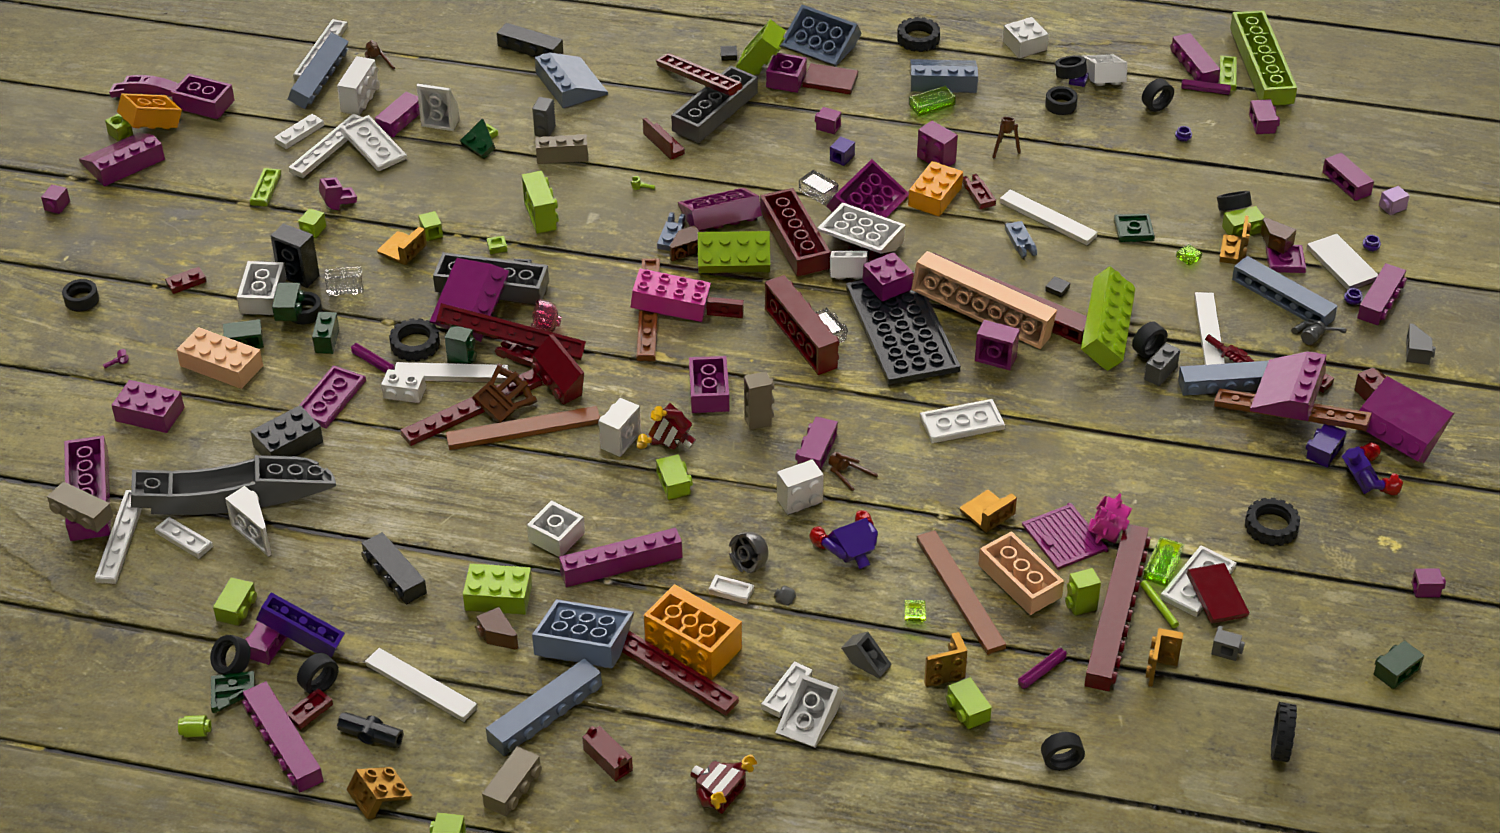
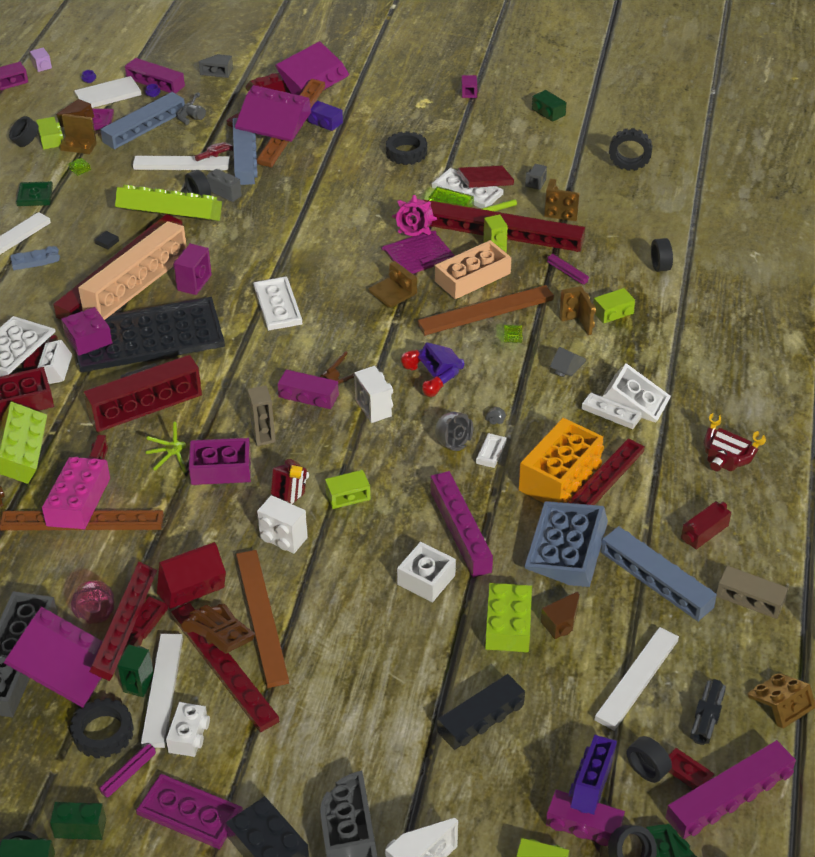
camera: 90 degrees left, 0 degrees up
(733, 355) = (173, 447): none -> lime plant
(1360, 468) = (354, 98): dark purple torso -> none

